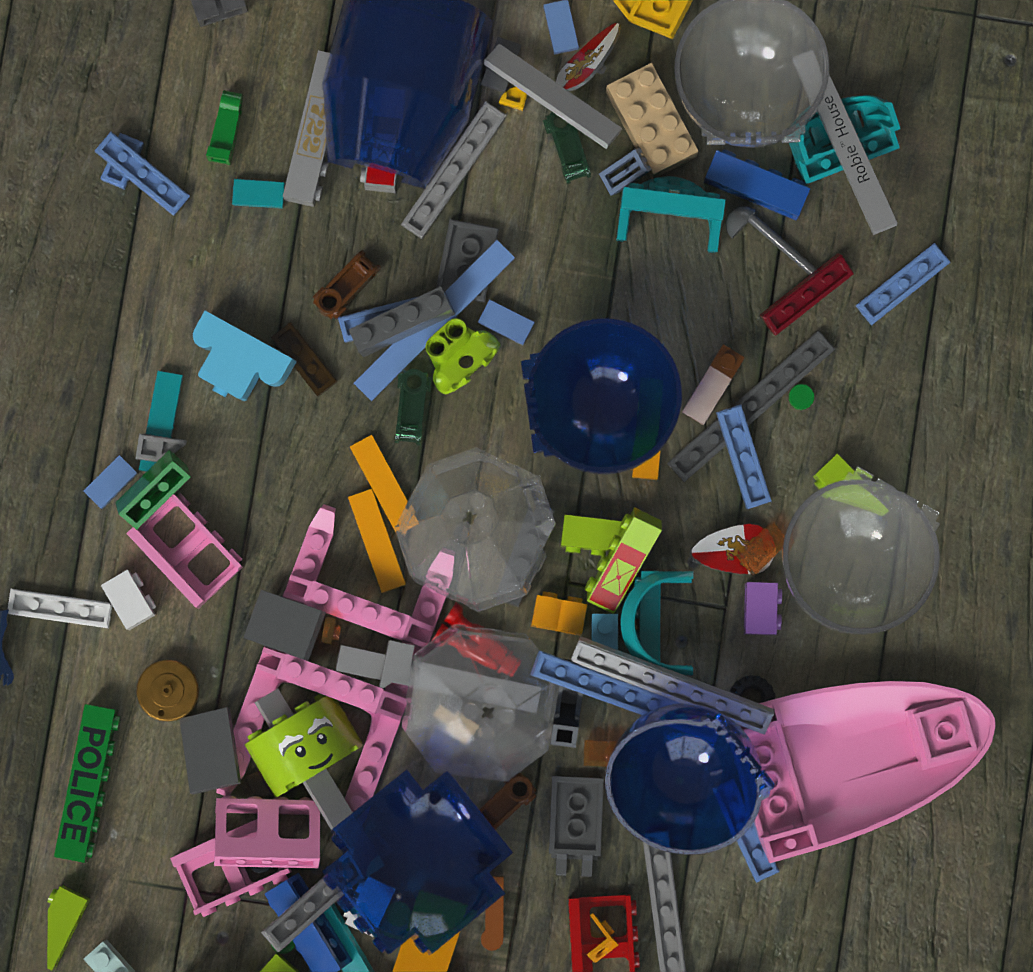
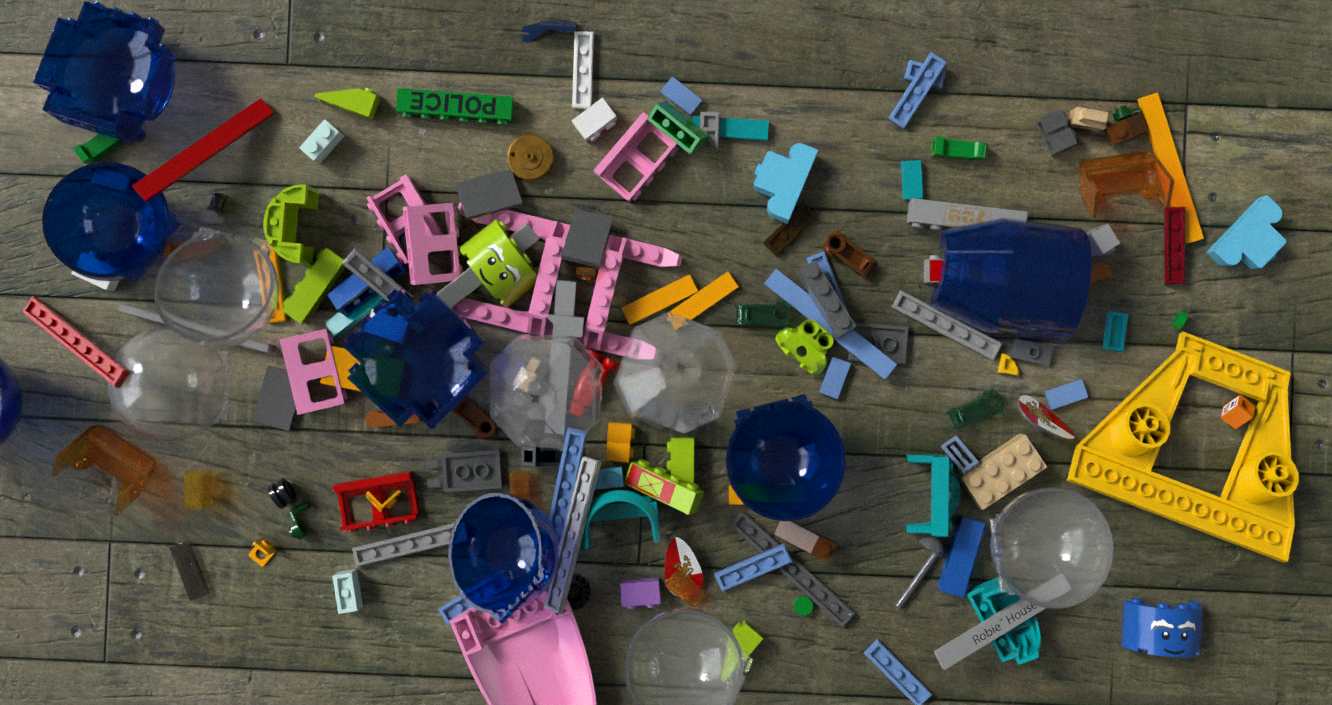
camera: 85 degrees right, 5 degrees up
(552, 96) = (1012, 394): light grey tile -> none
(806, 294) = (881, 602): dark red tile -> none

